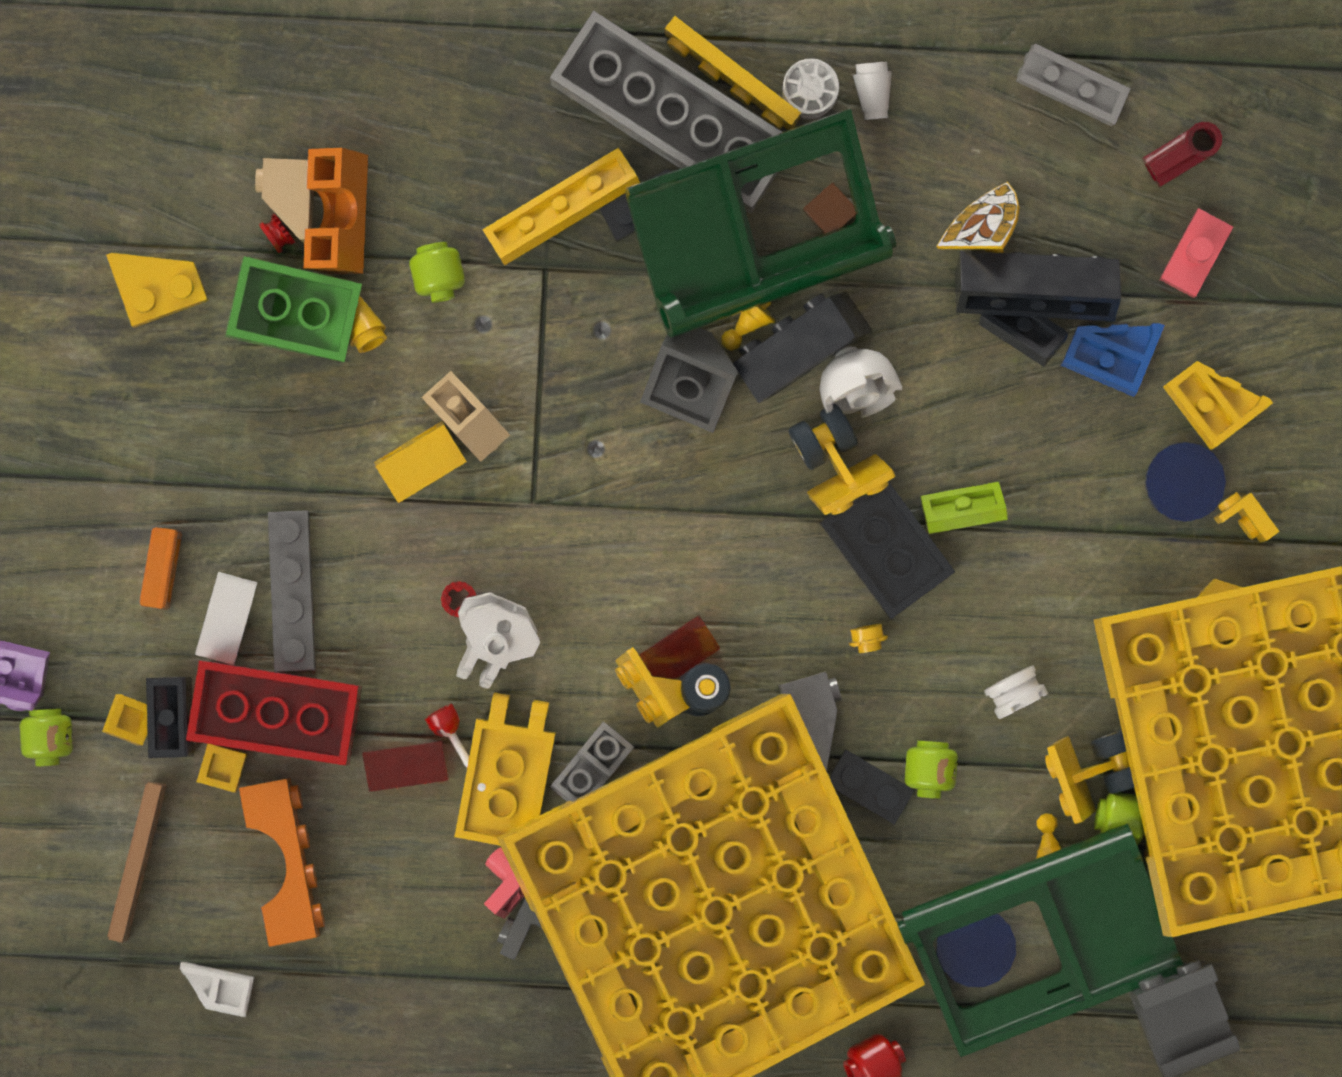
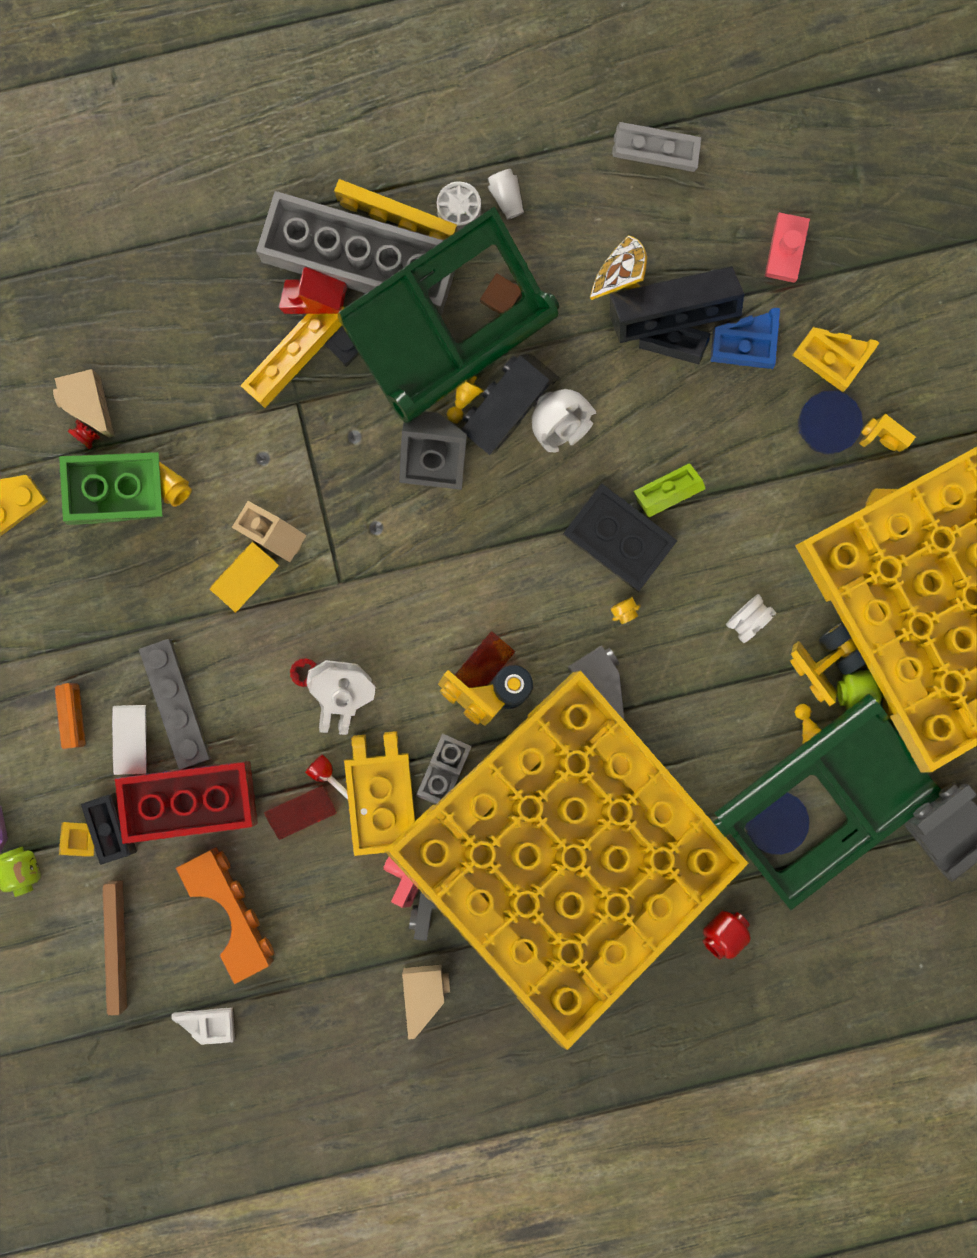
camera: 20 degrees left, 0 degrees up
(222, 768) = (160, 855): yellow plate -> none
(341, 182) = (121, 379): orange arch -> none
(437, 271) = (214, 427): lime head -> none
(489, 1028) = (423, 995): none -> tan slope
(602, 145) = (313, 294): none -> red slope
(839, 491) = (576, 497): yellow plate -> none
(870, 786) = (660, 723): black plate -> none
(931, 768) = (703, 696): lime head -> none
(1180, 154) = (755, 173): dark red piece -> none

